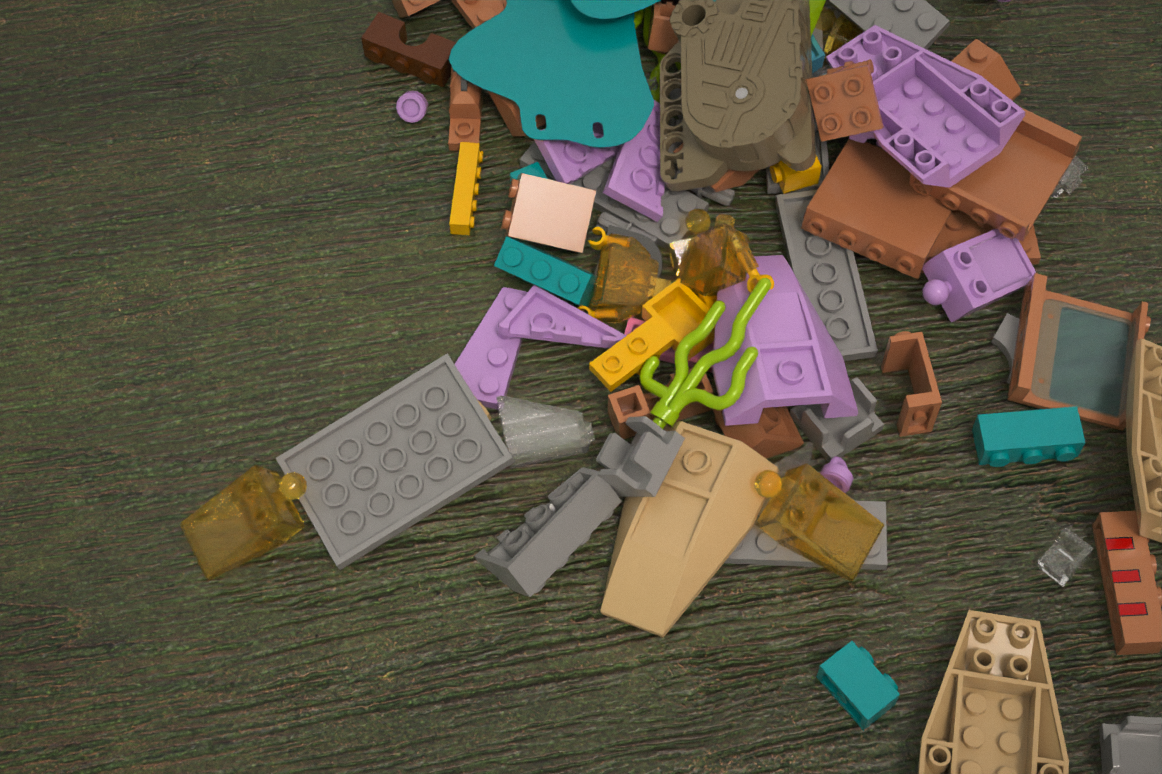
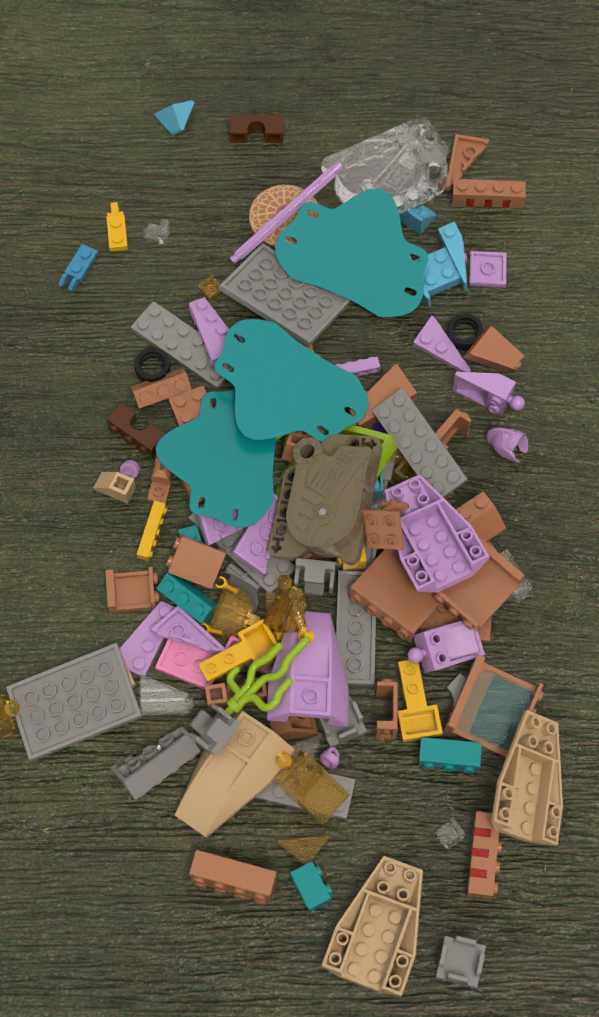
camera: 10 degrees right, 5 degrees up
(395, 130) = (115, 485): none -> tan slope
(453, 280) = (131, 590): none -> nougat panel
(562, 373) = (182, 663): none -> bright pink plate
(727, 690) = (233, 877): none -> nougat brick
(745, 200) = (315, 574): none -> light grey panel
(829, 626) = (304, 848): none -> clear yellow tile
(962, 388) = (418, 718): none -> yellow plate

